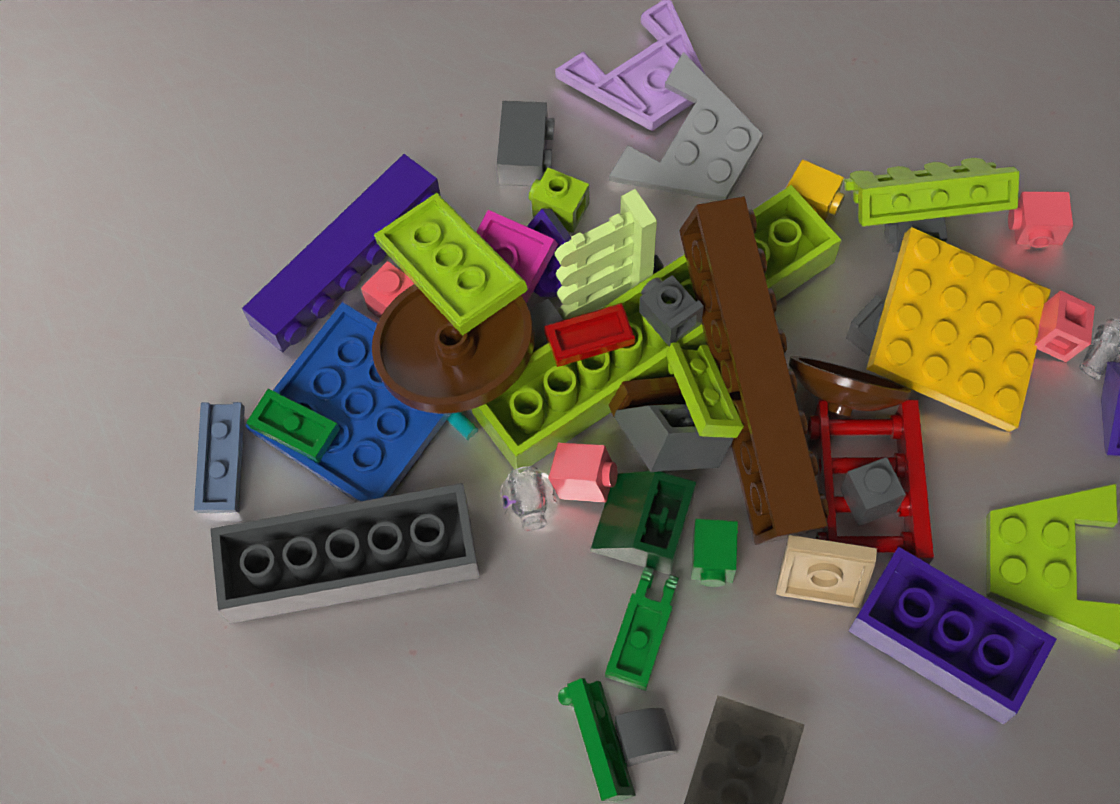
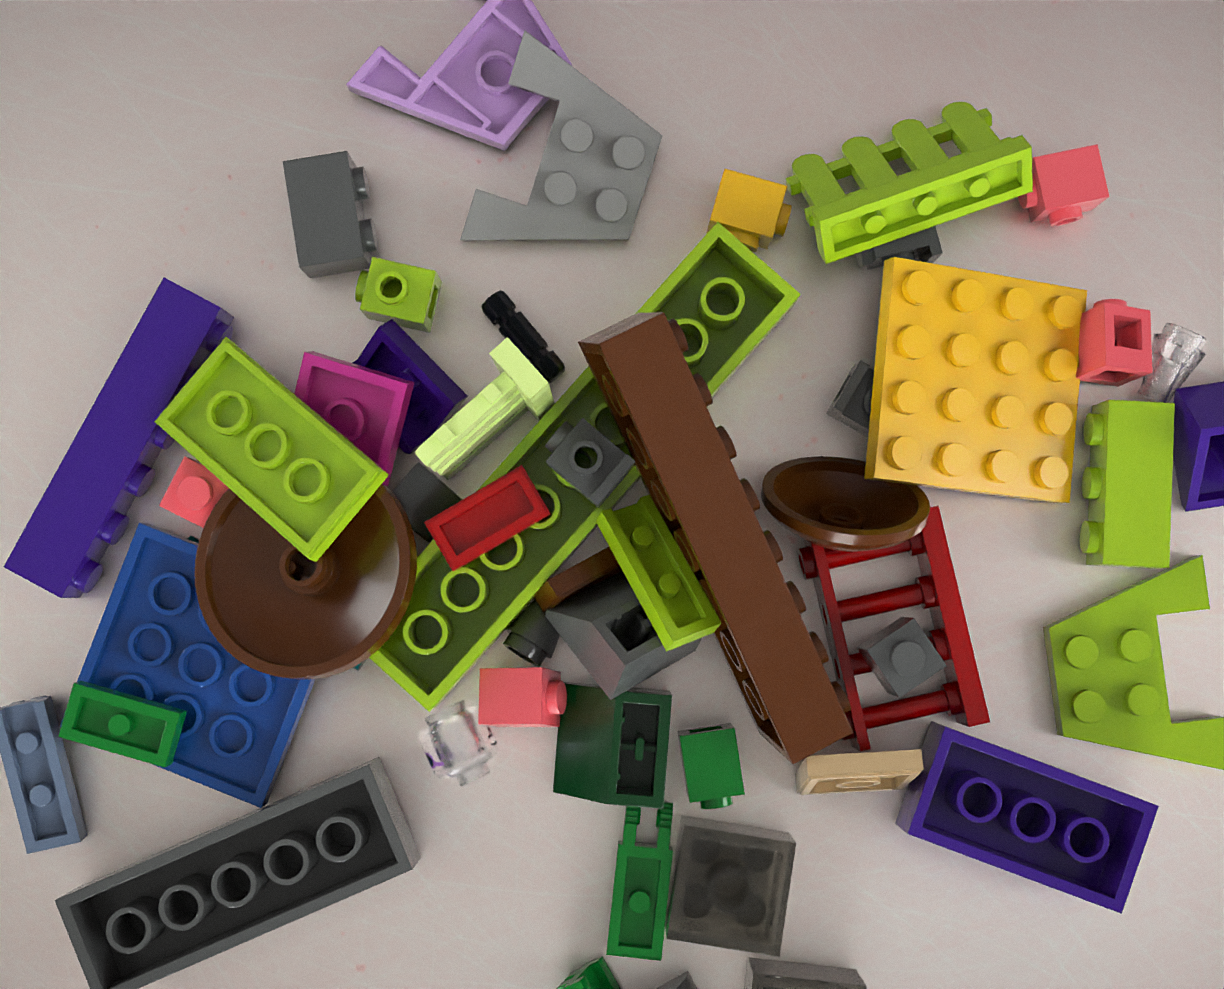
camera: 15 degrees left, 20 degrees up
(602, 431) = (532, 635): none -> dark grey cone
(710, 636) = (730, 886): none -> clear smoke brick
(1064, 423) = (1128, 484): none -> lime brick

